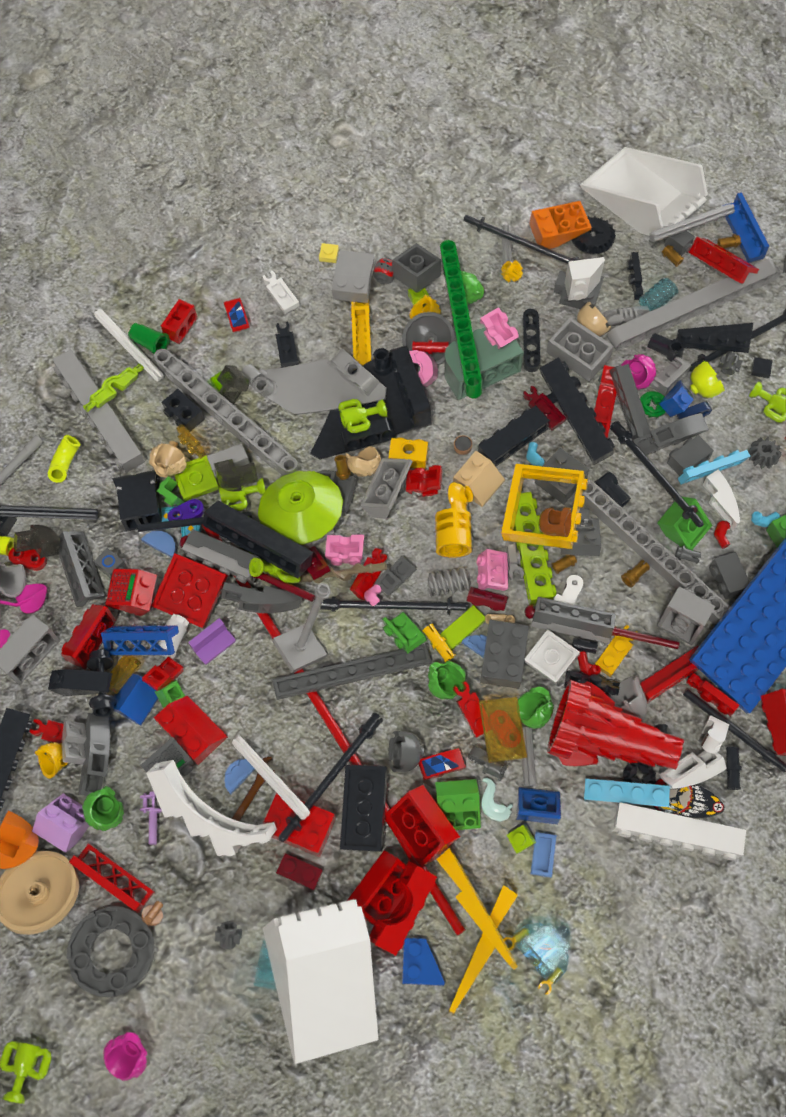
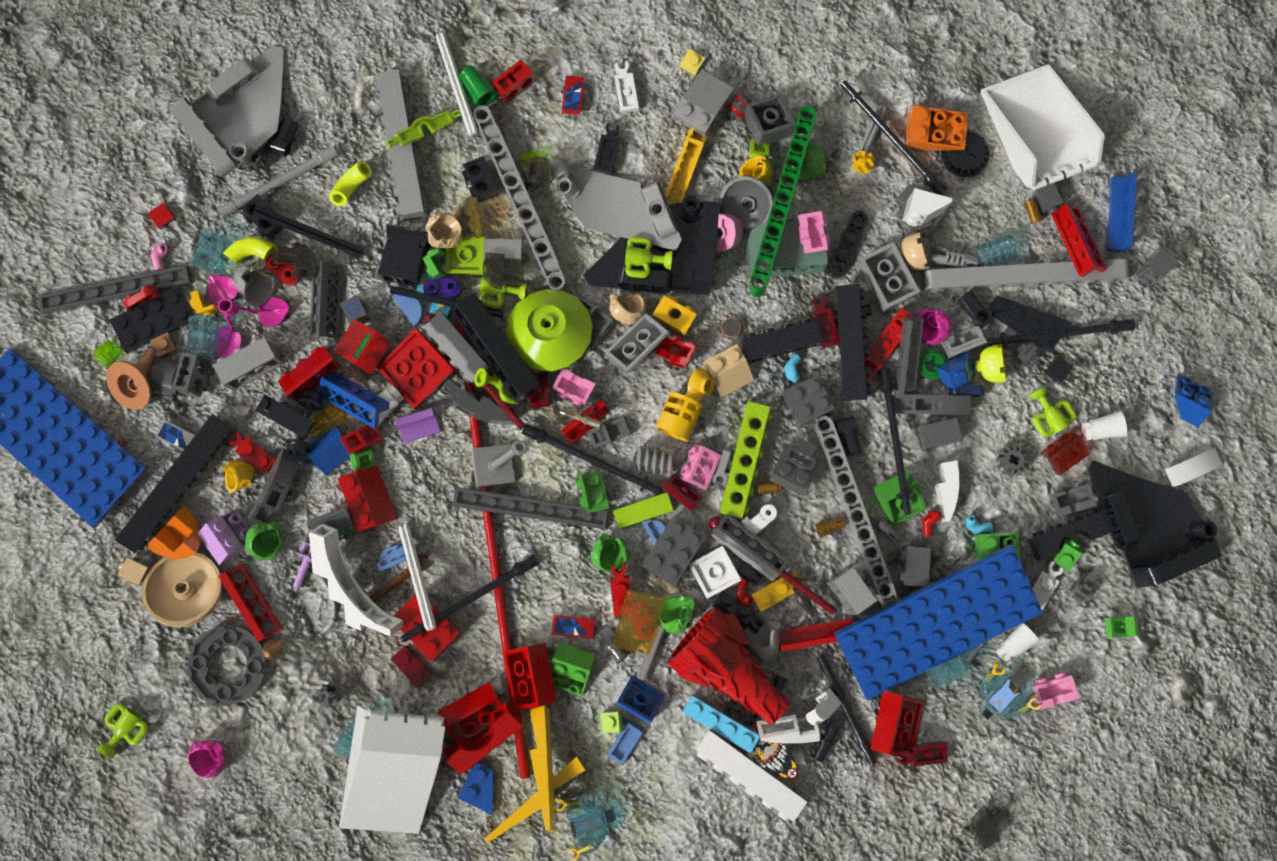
camera: 20 degrees right, 15 degrees up
(73, 742) = (259, 470): light grey slope -> none
(342, 469) = (603, 309): pearl gold pin -> none
(363, 808) = (487, 637): black plate -> none
(371, 595) = (578, 442): bright pink arm -> none
(404, 751) = (545, 603): dark grey cylinder -> none
(430, 347) = (743, 215): red pin -> none
(438, 643) = (618, 516): yellow pin -> none
(490, 808) = (598, 683): light aqua piece -> none
(500, 617) = (686, 516): tan arm -> none
(549, 474) = (748, 410): yellow window -> none
(555, 522) = (771, 457): dark orange helmet -> none
(635, 275) = (982, 221): black plate -> none
(692, 222) = (1068, 187): light grey axle -> none
(706, 468) = (947, 455): medium azure plate -> none
(712, 694) = (840, 668): red plate -> none
(733, 241) = (1097, 220): pearl gold pin -> none

